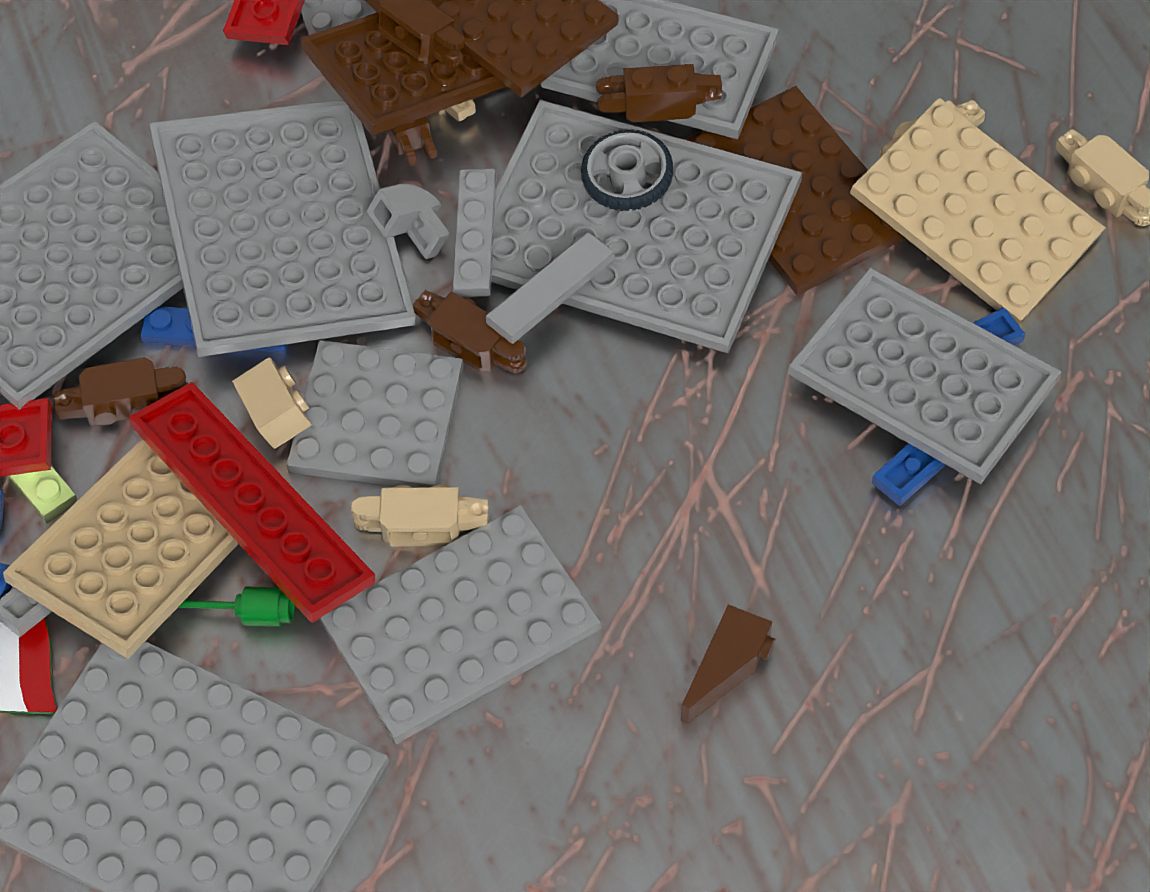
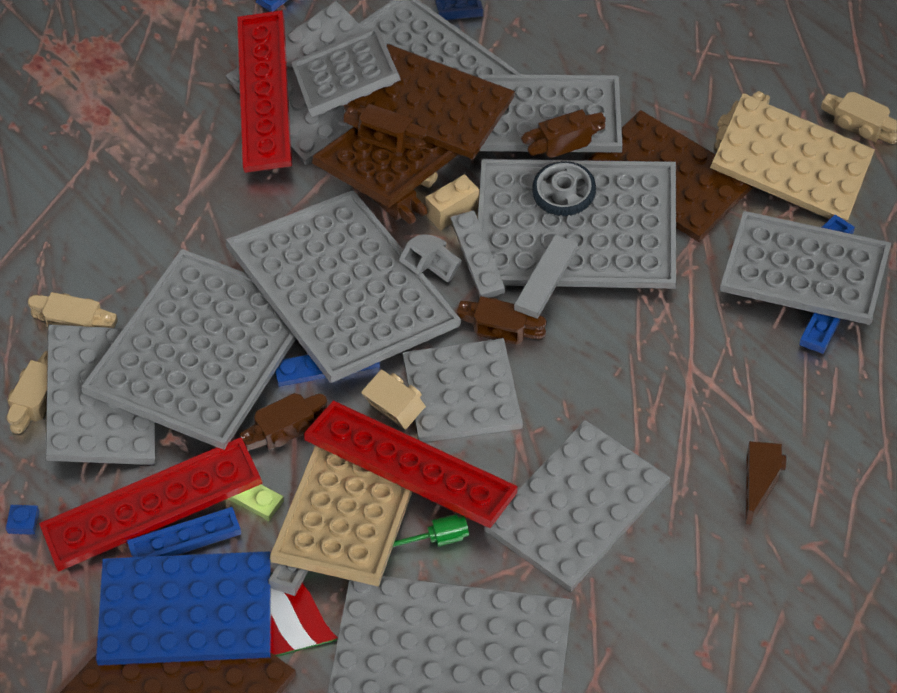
camera: 20 degrees left, 5 degrees down
(419, 515) = (522, 444): tan hinge -> none
(476, 146) = (451, 200): none -> tan brick

